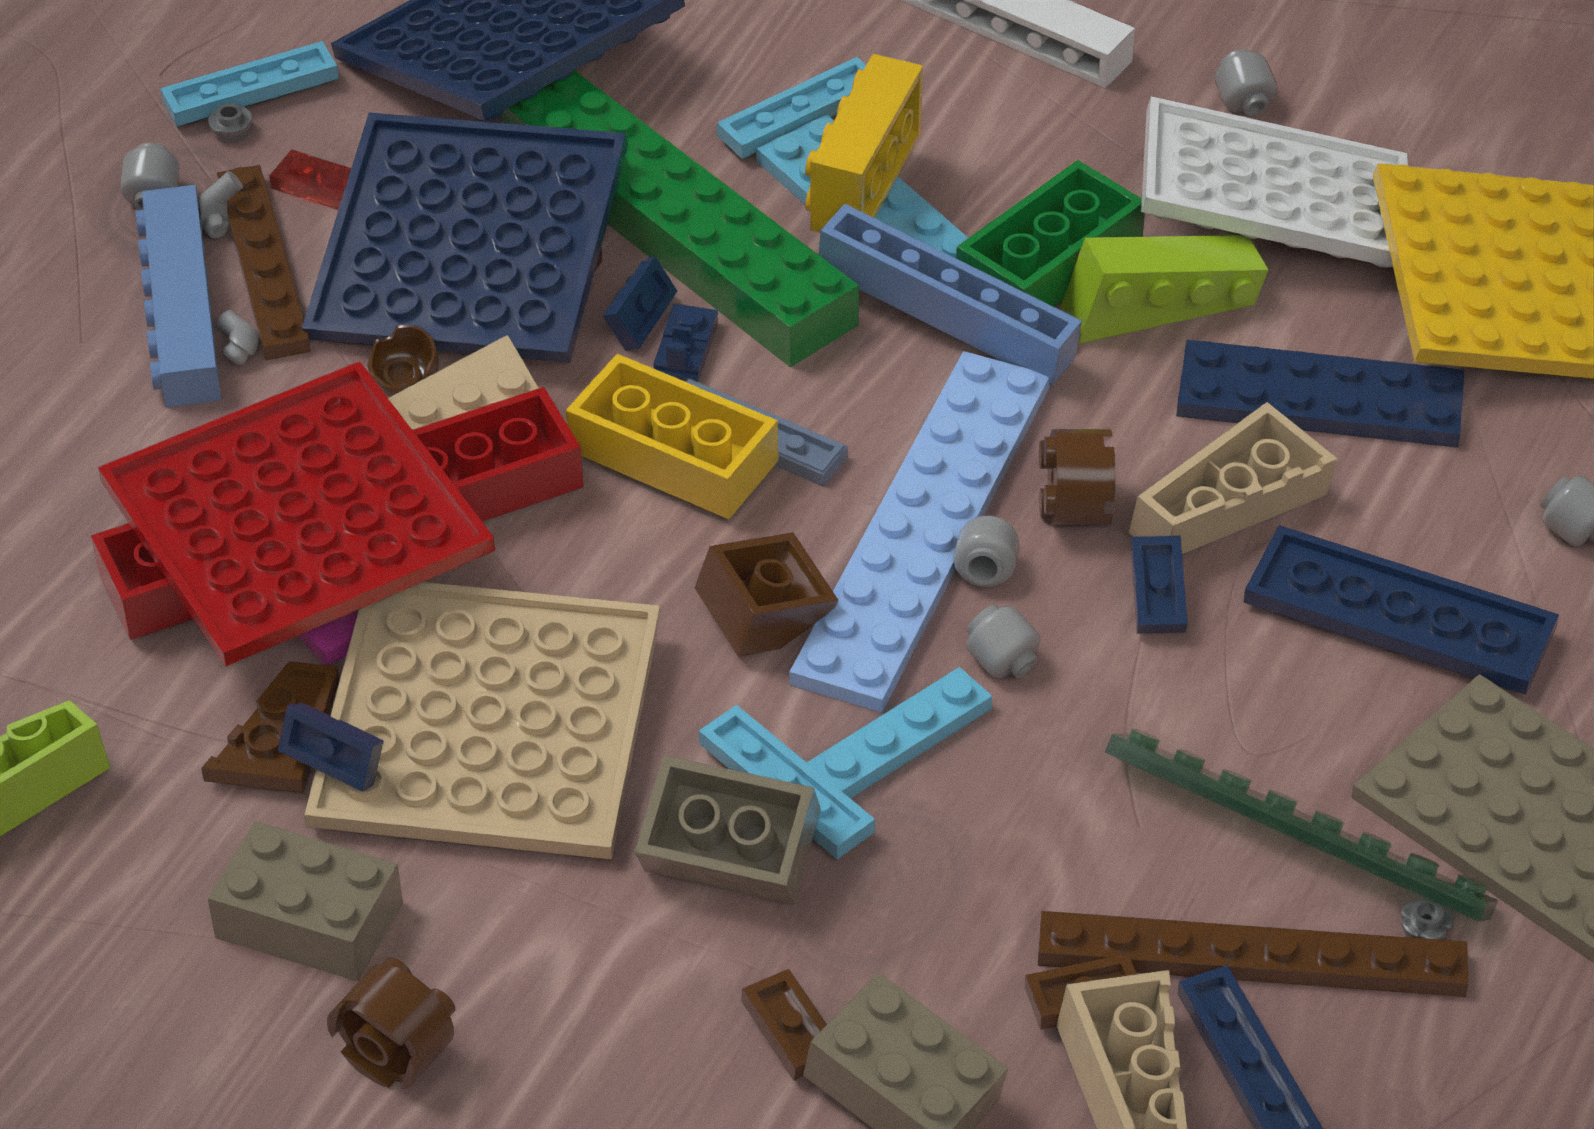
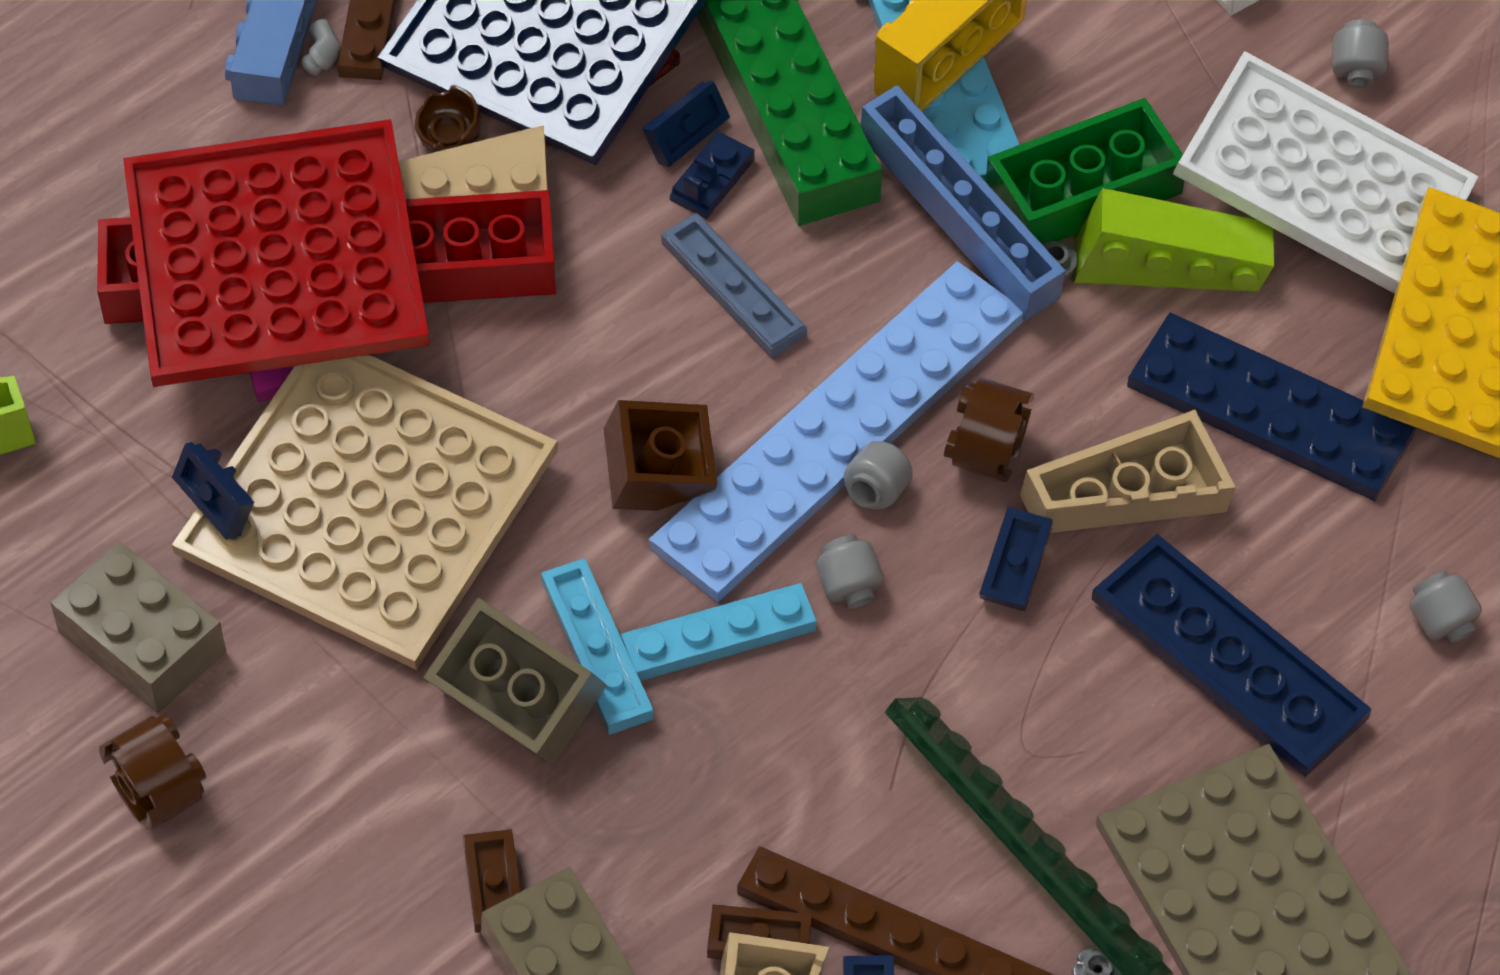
camera: 20 degrees right, 10 degrees up
(252, 749) = (216, 424): reddish brown wing -> none
(673, 435) = (649, 271): yellow brick -> none

